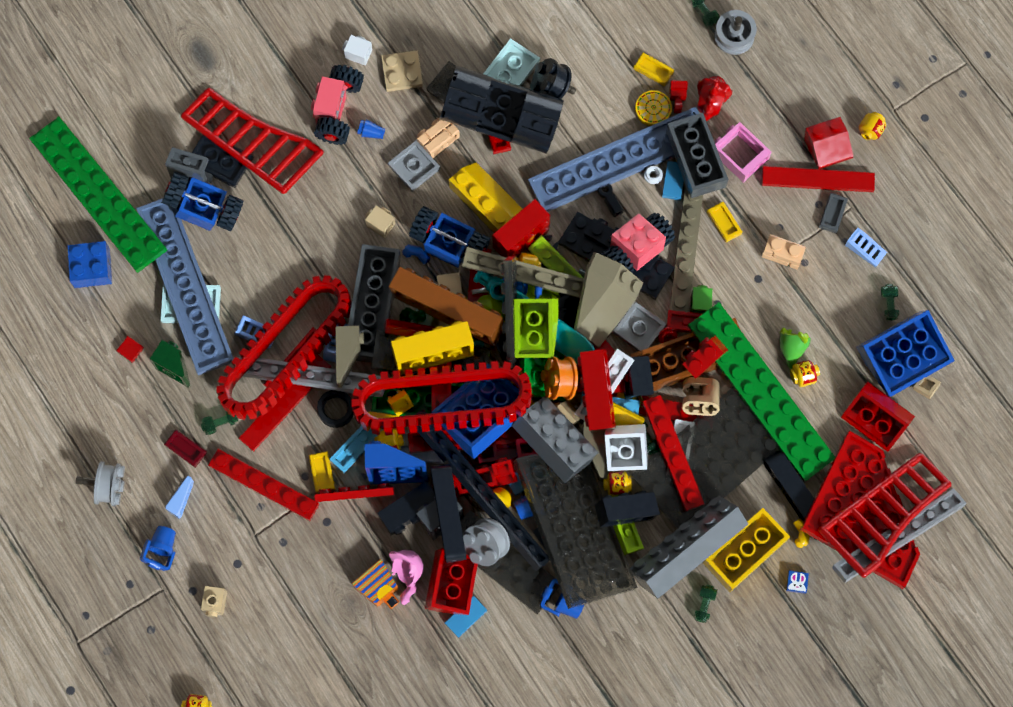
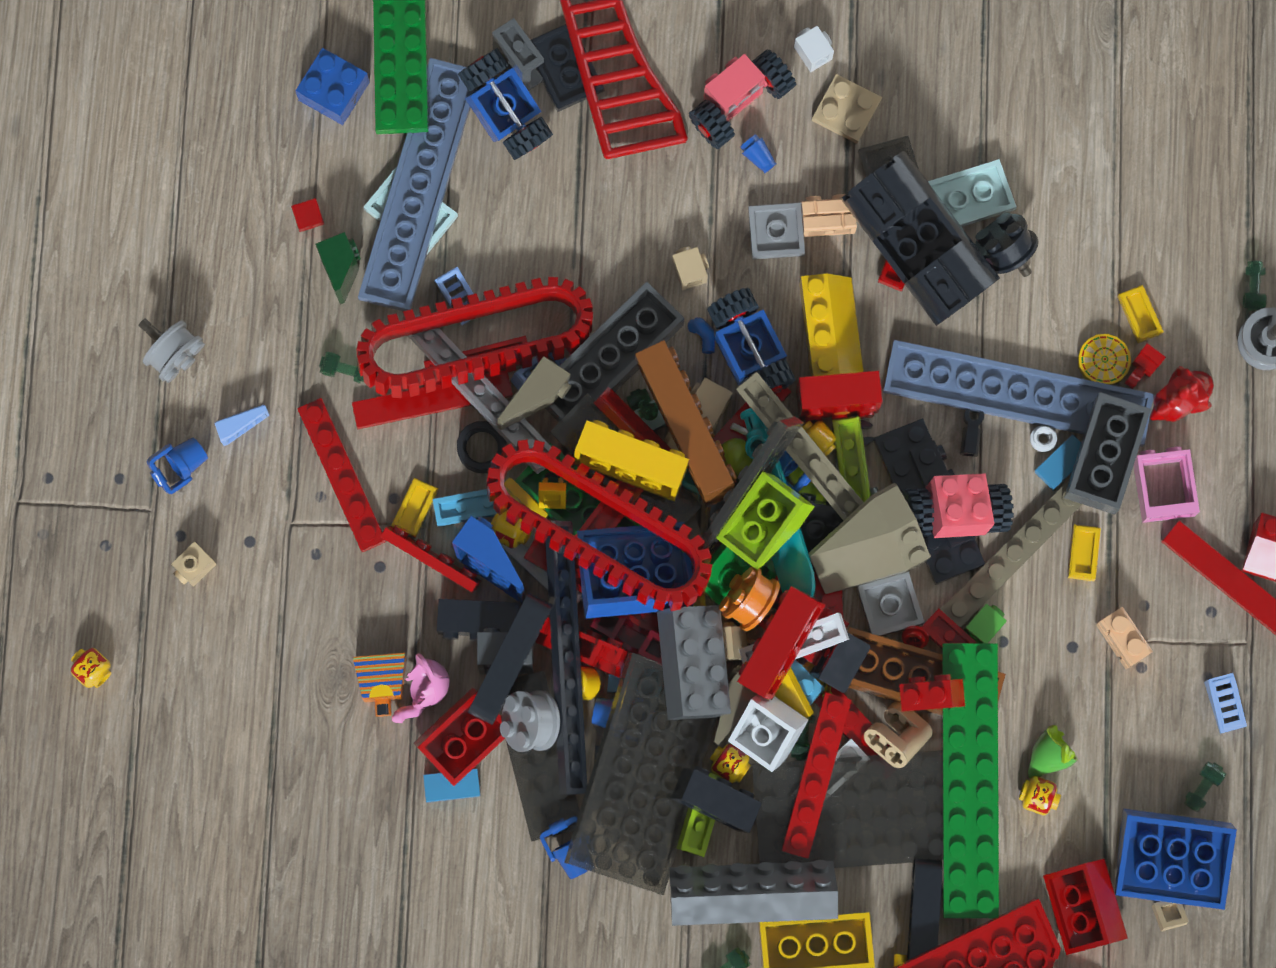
camera: 35 degrees right, 5 degrees up
(185, 448) = (286, 371): dark red tile -> none
(833, 213) = (1219, 634): dark grey tile -> none

